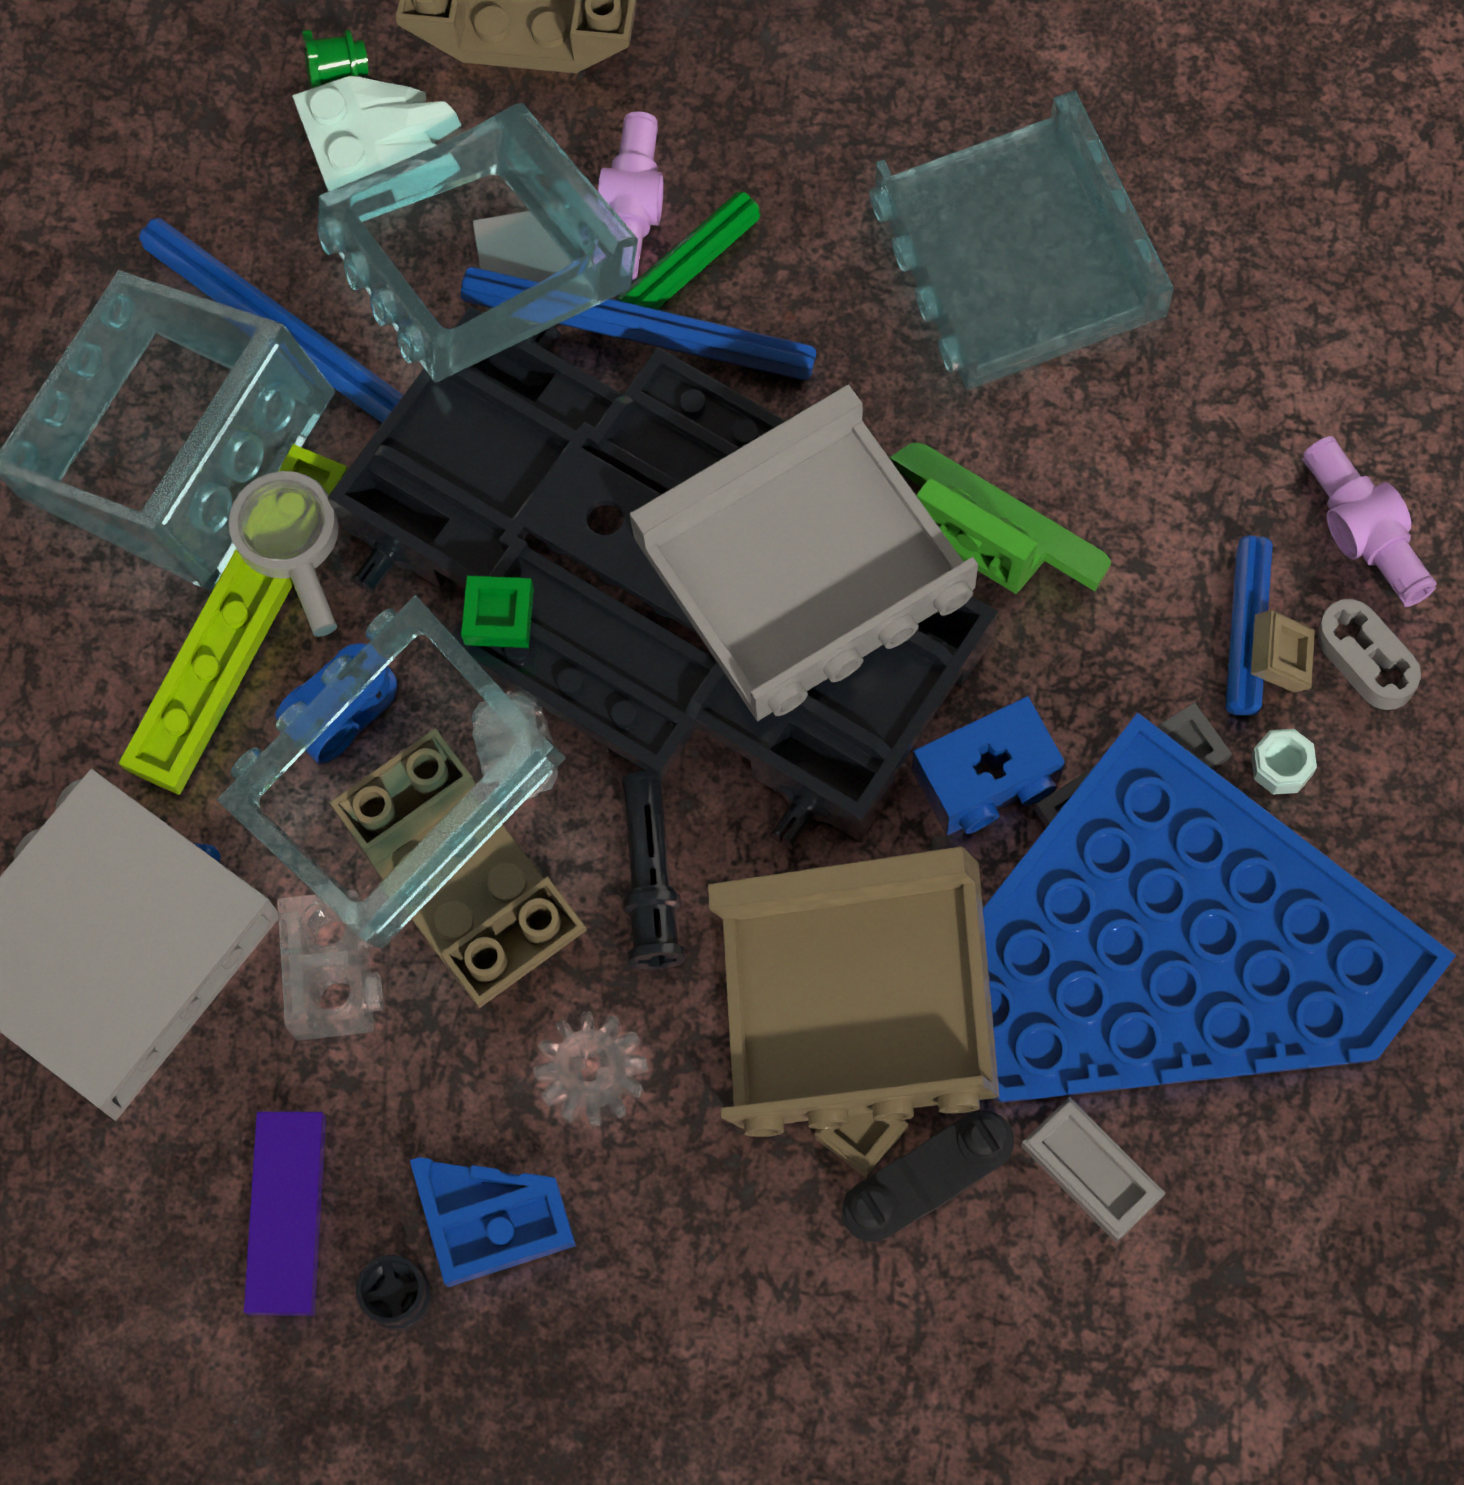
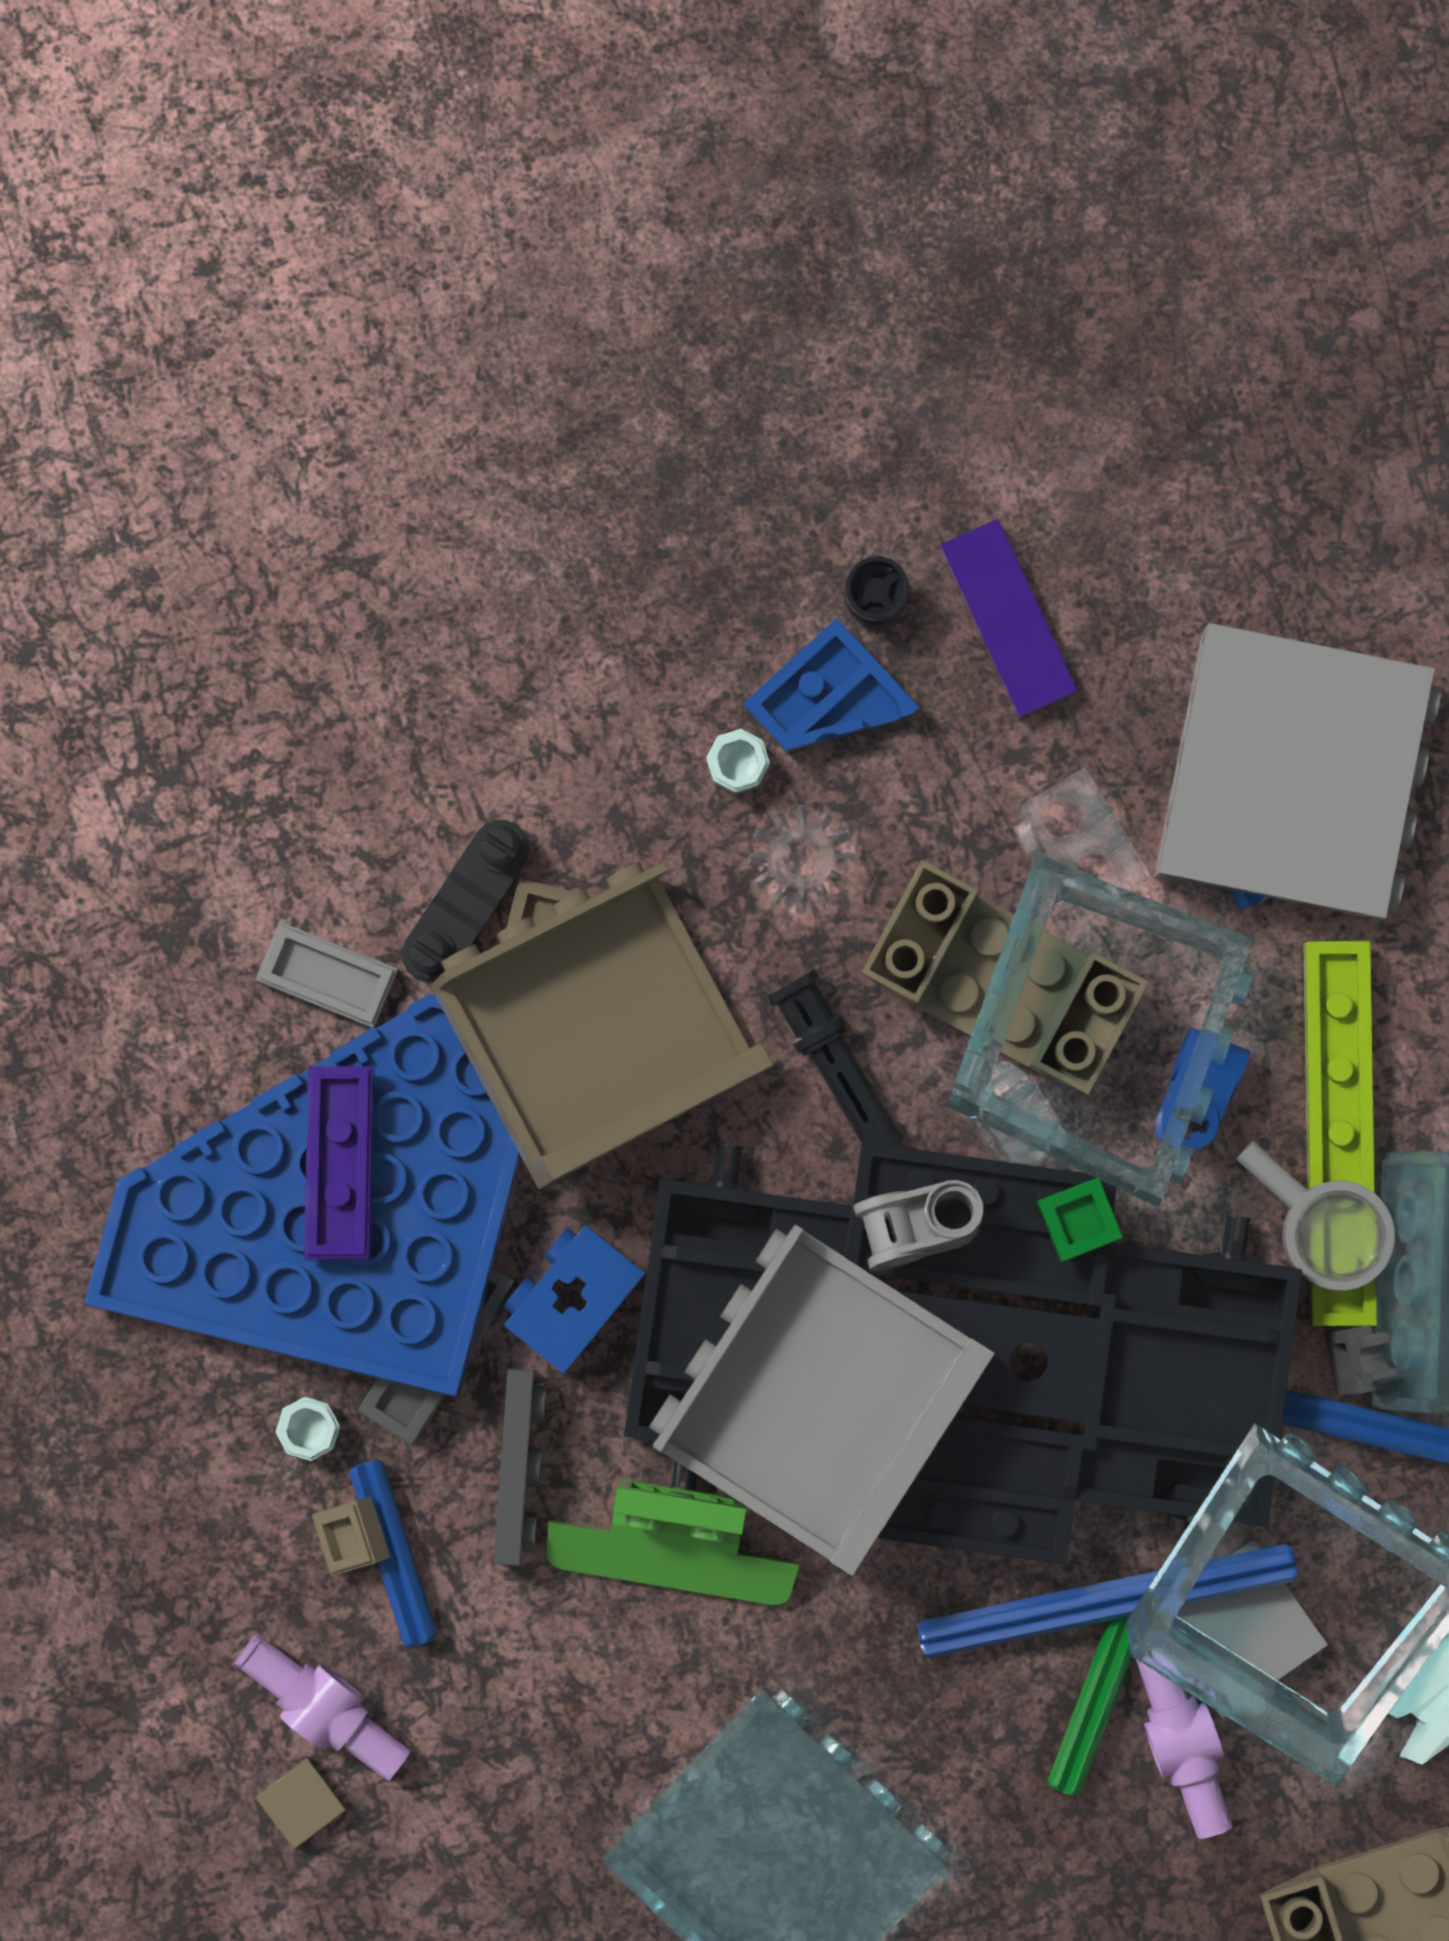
camera: 145 degrees right, 15 degrees up
(322, 417) = (1359, 1359): none -> dark grey plate
(606, 1191) = (737, 761): none -> light aqua tile
(654, 669) = (915, 1223): none -> light grey piece
(1102, 645) = (519, 1467): none -> dark grey plate
(1157, 973) = (339, 1163): none -> dark purple tile
(1377, 645) = (264, 1587): light grey beam -> none
(1418, 456) = (301, 1802): none -> dark tan tile

